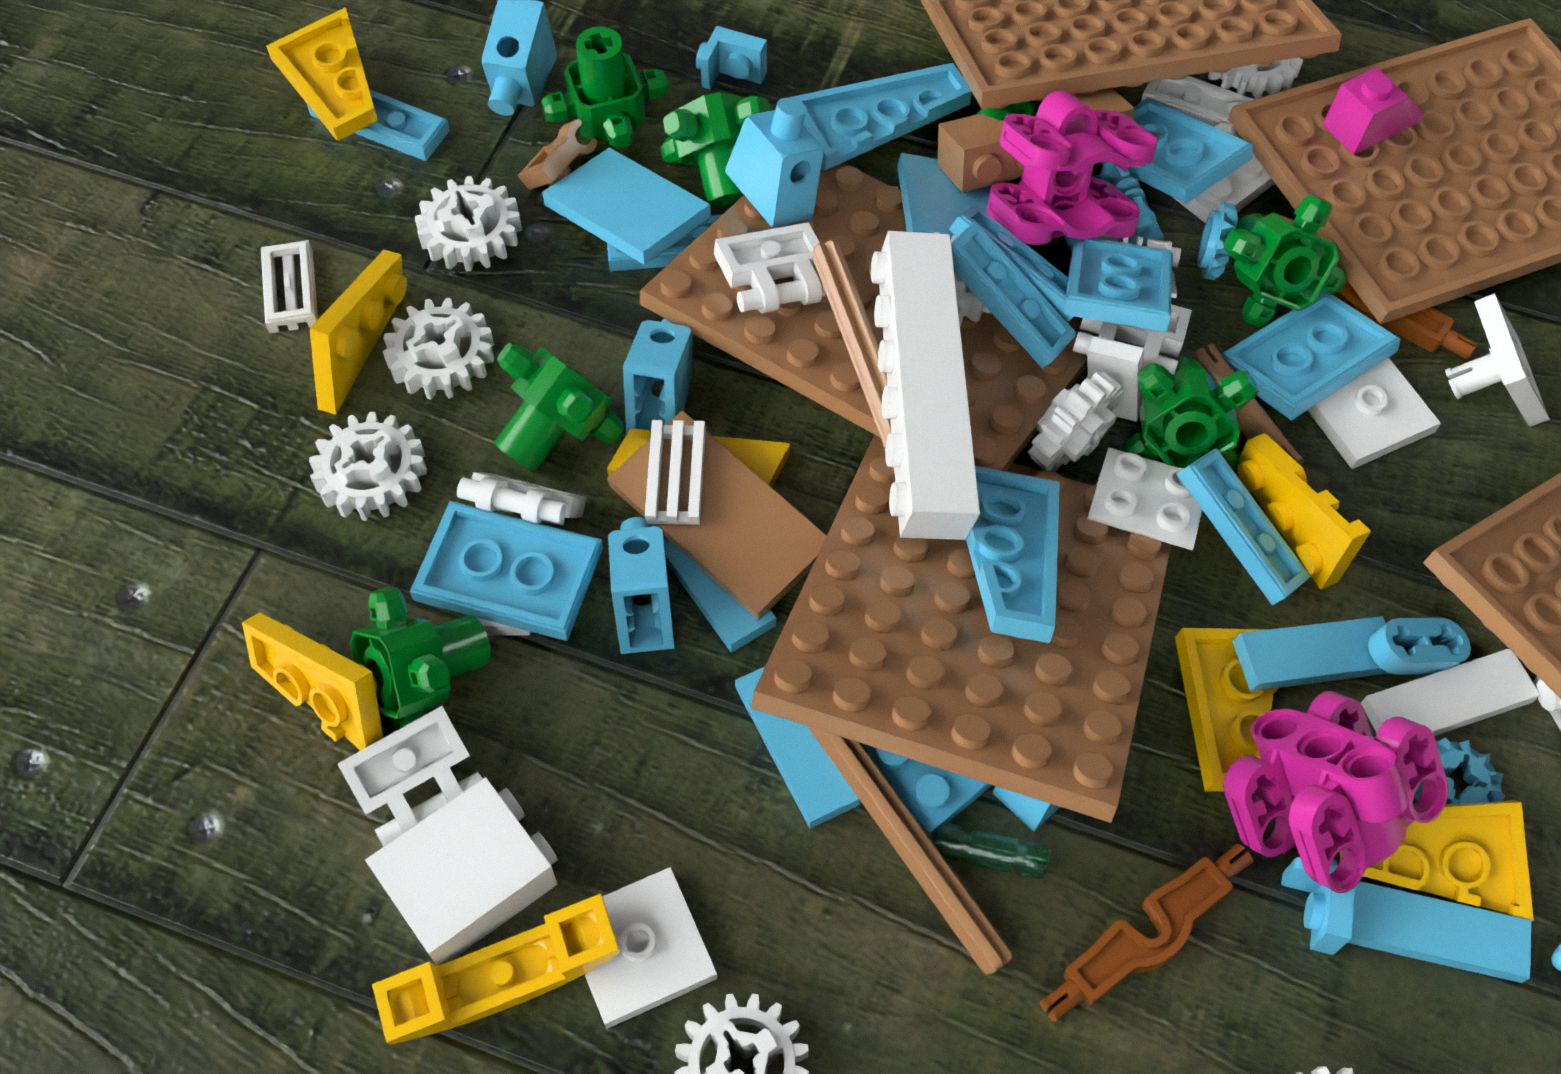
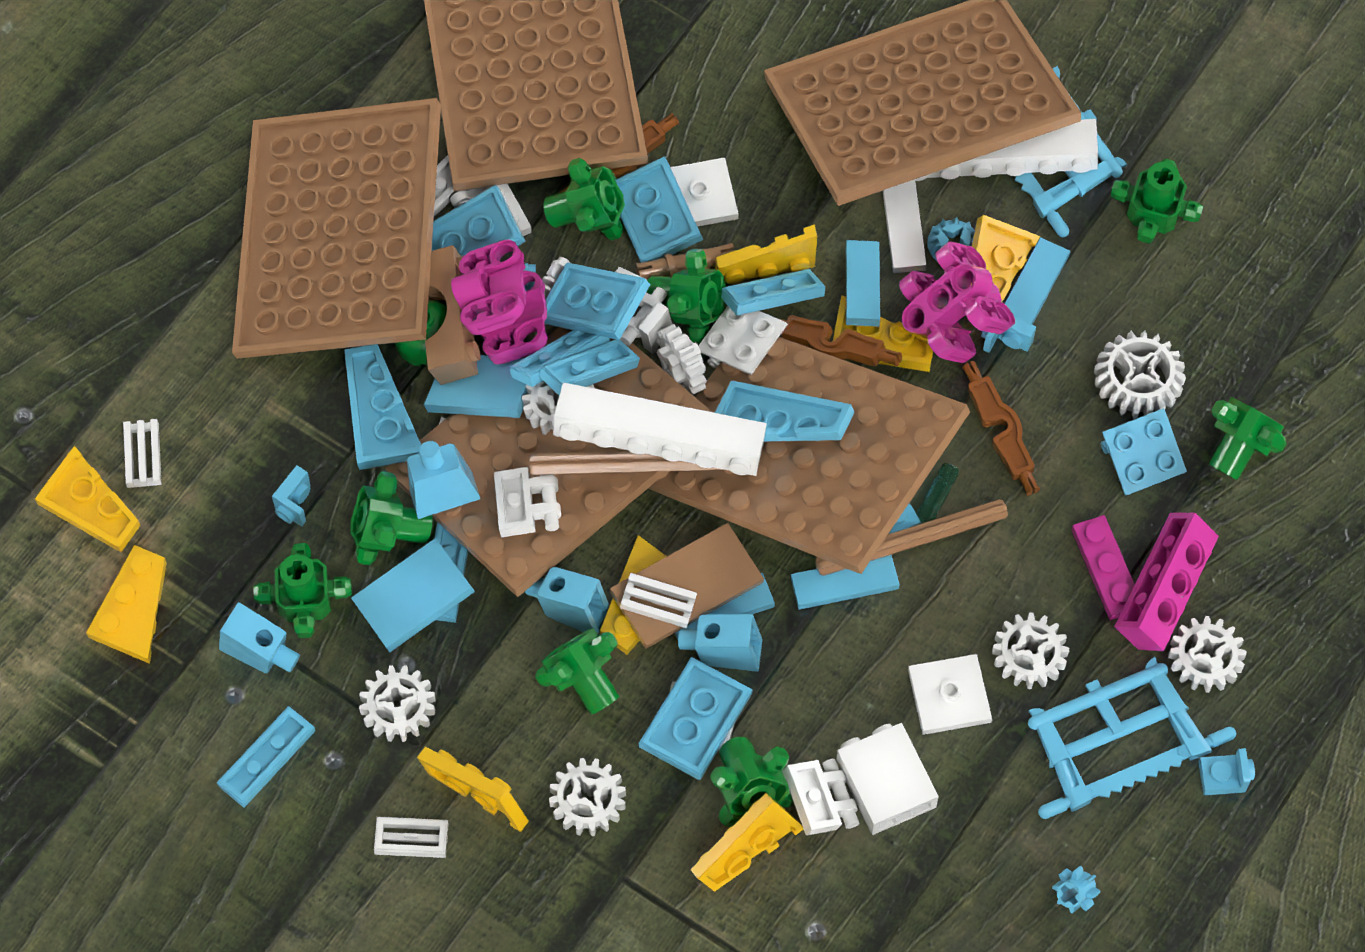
camera: 75 degrees left, 5 degrees up
(327, 73) = (227, 779): yellow wing -> none
(438, 348) = (513, 731): white gear -> none
(497, 976) = (950, 766): yellow slope -> none
(512, 495) = (644, 700): white plate -> none
(553, 159) = (354, 635): medium nougat plate -> none
(1191, 644) = (848, 345): none -> dark orange piece
(1211, 253) = (558, 233): medium azure gear -> none
(1370, 111) = (491, 103): dark pink slope -> none
(1388, 644) = (875, 228): medium azure beam -> none
(1504, 363) = (700, 106): white tile -> none

